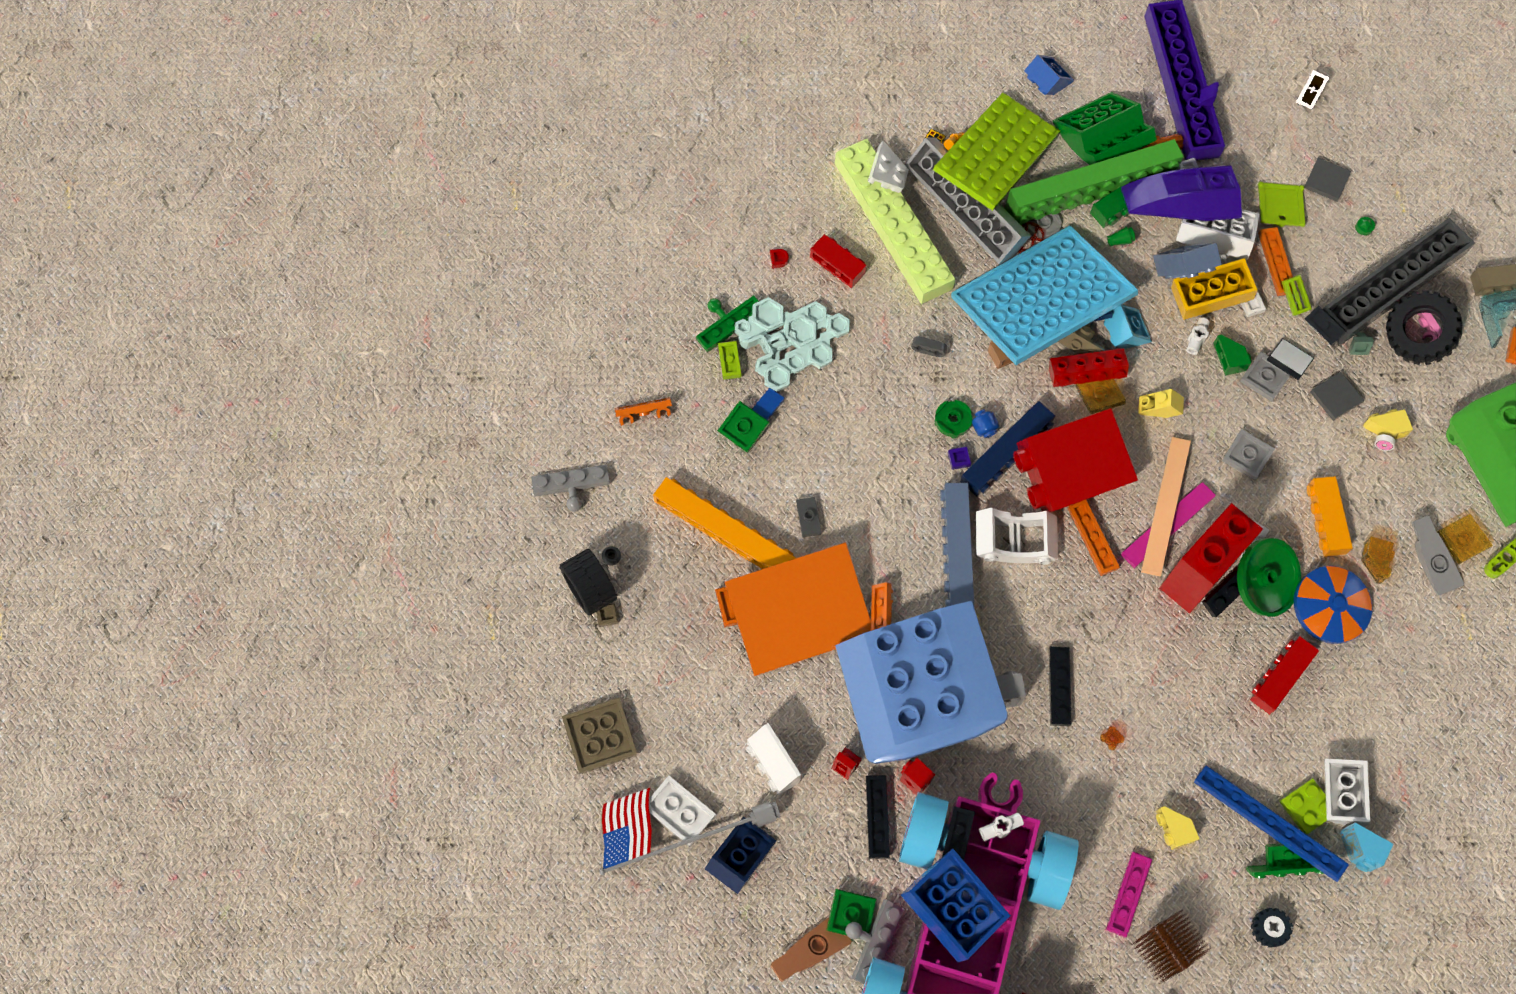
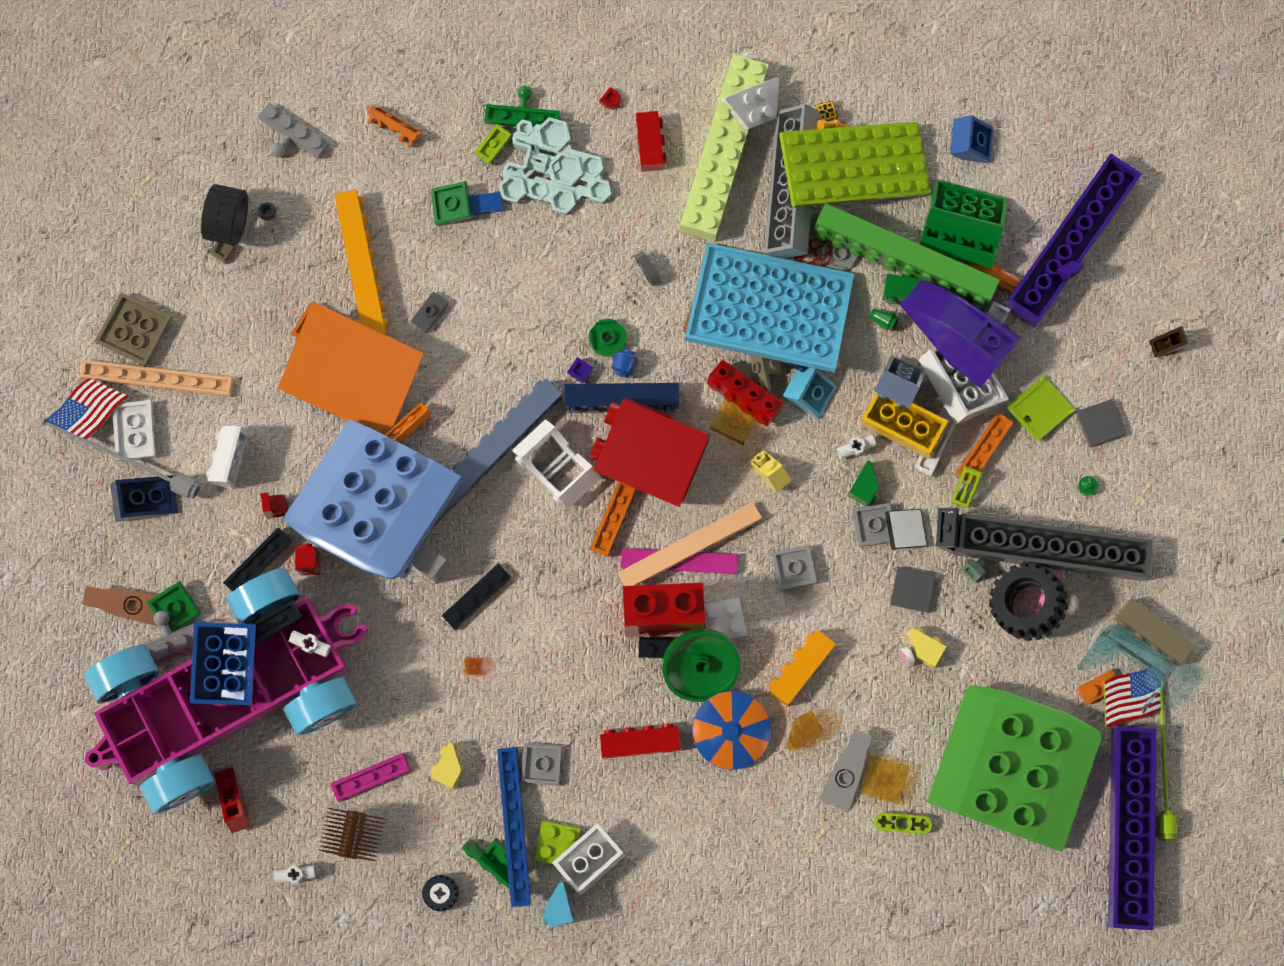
camera: 45 degrees right, 10 degrees up
(654, 756) = (157, 378): none -> light nougat tile
(1235, 760) = (541, 764): none -> light grey tile

